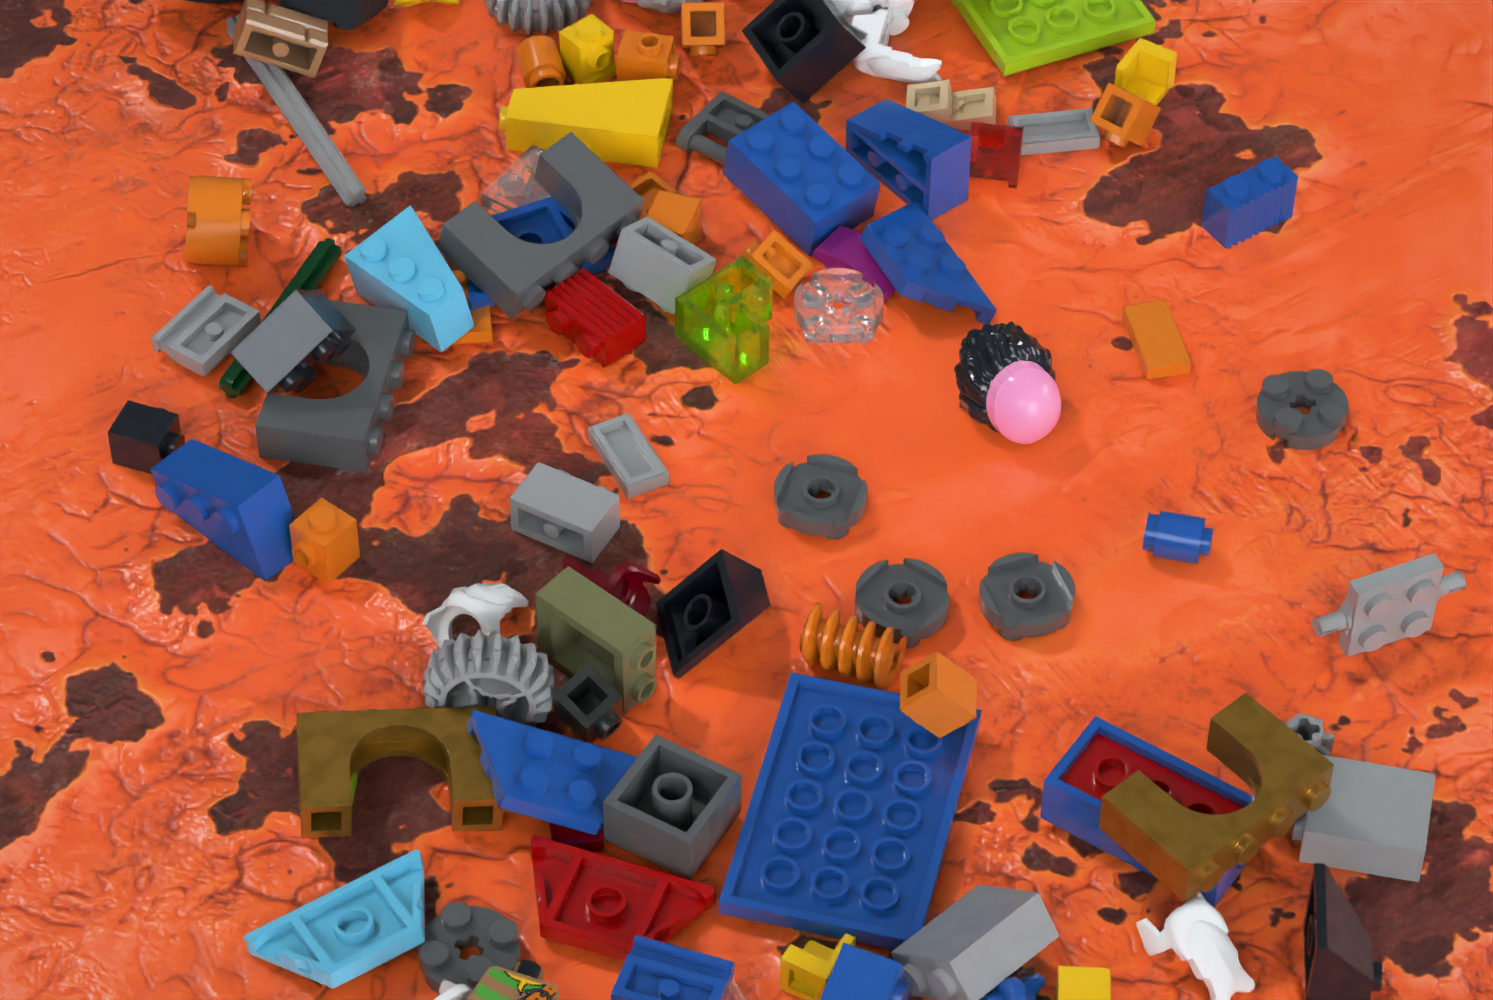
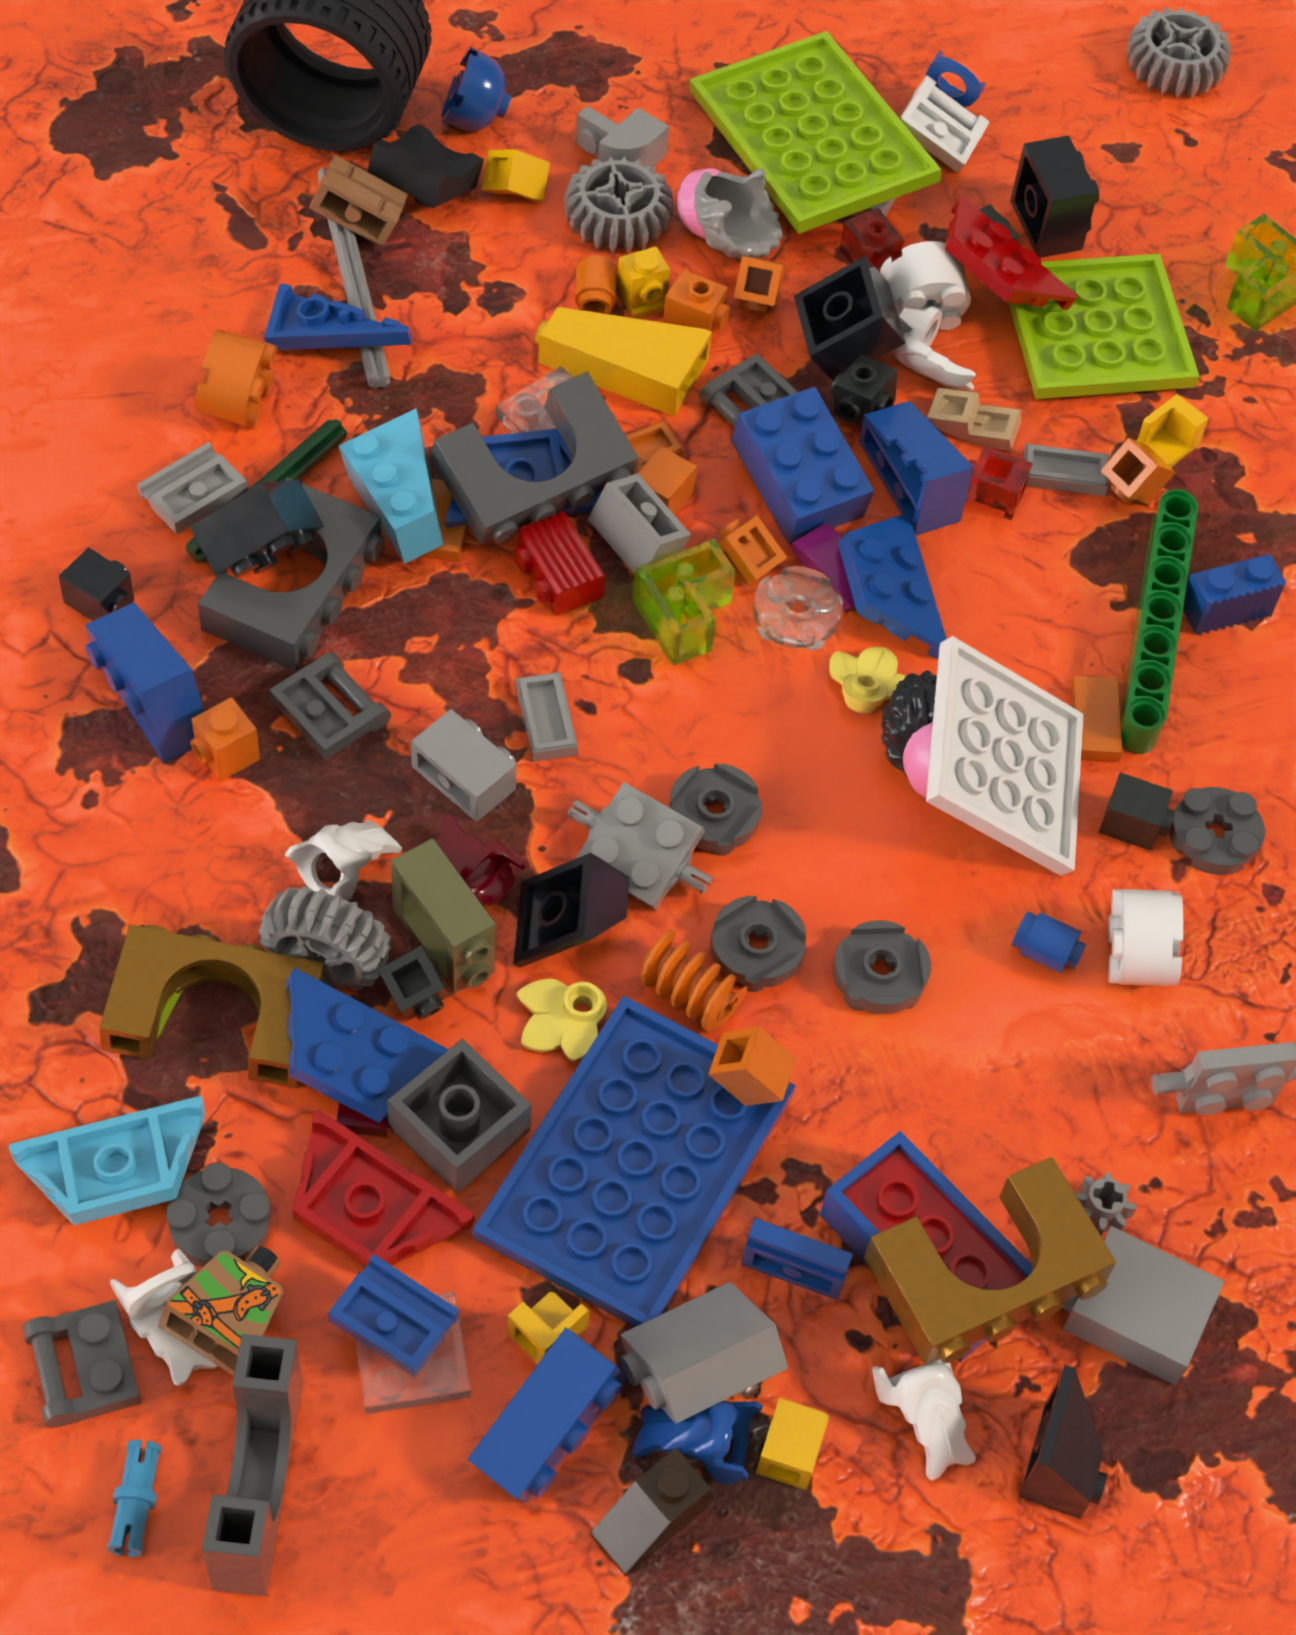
camera: 10 degrees right, 10 degrees up
(291, 154) = (323, 323): none -> blue wing
(408, 501) = (319, 714): none -> dark grey plate
(734, 708) = (556, 1020): none -> light yellow plate
(768, 535) = (643, 842): none -> light grey plate
(837, 98) = (863, 389): none -> pearl dark grey brick
(925, 354) = (866, 678): none -> light yellow plate
(1033, 852) = (796, 1259): none -> blue plate
(1085, 381) = (1005, 757): none -> white plate
(1187, 241) = (1158, 621): none -> green beam
(1223, 408) = (1137, 812): none -> pearl dark grey brick
(1267, 508) = (1145, 937): none -> white brick

